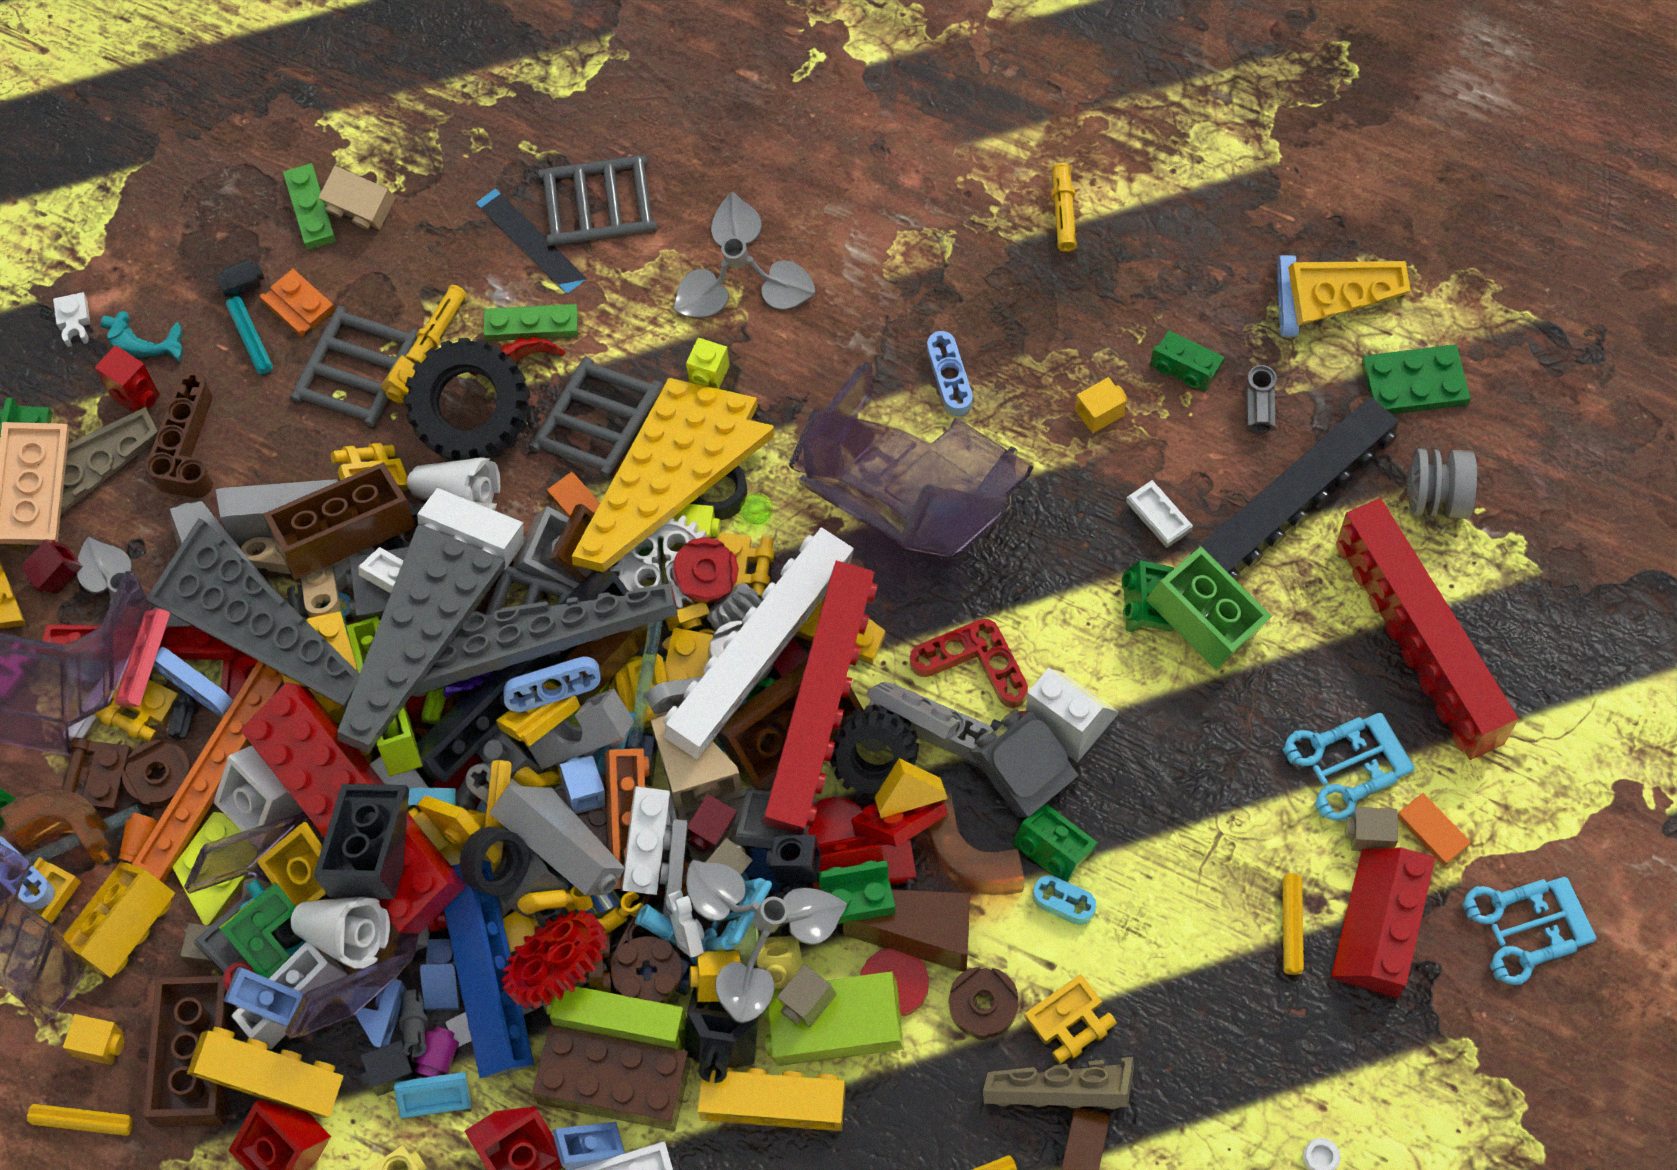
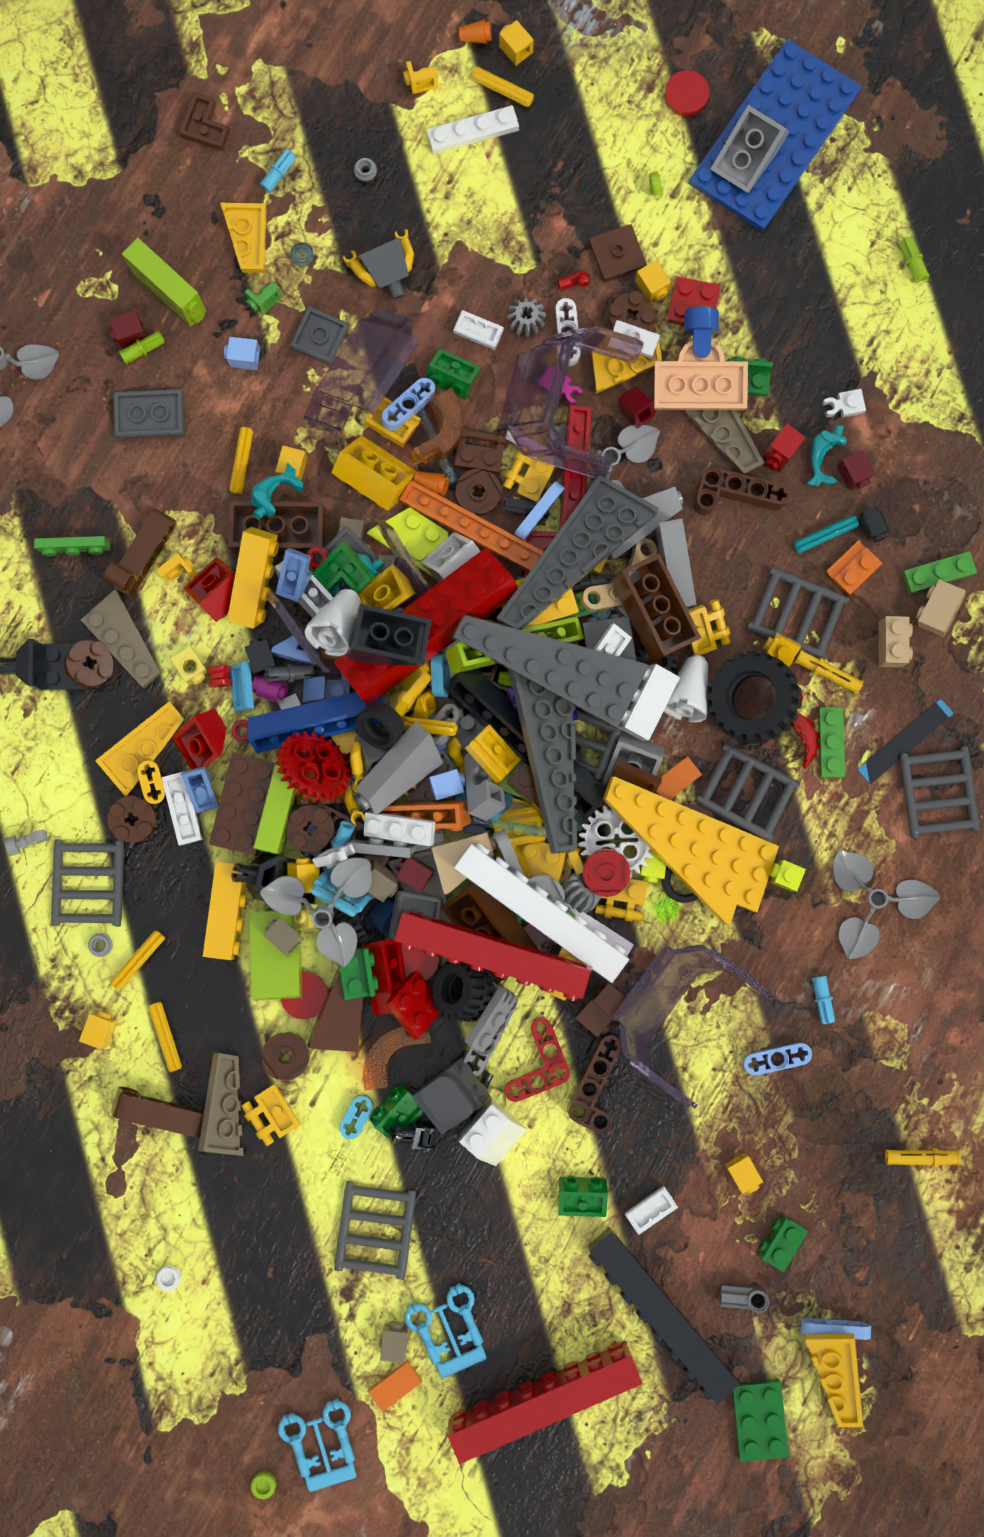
camera: 85 degrees right, 20 degrees up
(138, 1062) = (262, 491): none -> teal animal
(142, 658) = (555, 476): coral tile -> none
(165, 300) = (856, 470): none -> dark red brick
(398, 251) = (894, 641): none -> tan brick
(415, 1129) = (219, 676): none -> red wheel
(495, 1084) = (236, 731): none -> red plate
(544, 696) = (509, 763): light blue beam -> none
(802, 869) = (372, 941): black brick -> none
(868, 321) = (823, 999): none -> medium azure axle
(899, 584) = (599, 1009): none -> reddish brown brick
(908, 789) = (429, 1013): yellow slope -> none
(942, 487) = (670, 1051): piece -> none
(994, 581) = (599, 1080): none -> reddish brown beam
(1082, 811) = (418, 1136): none -> black connector
(1202, 905) = (405, 1221): none -> dark grey bar
(1208, 608) = (565, 1241): bright green brick -> none
(1293, 924) = (330, 1276): yellow axle -> none
(1383, 919) = (328, 1342): red slope -> none
(1448, 483) = (662, 1431): light grey wheel -> none
(1597, 1003) = (263, 1485): none -> lime tile

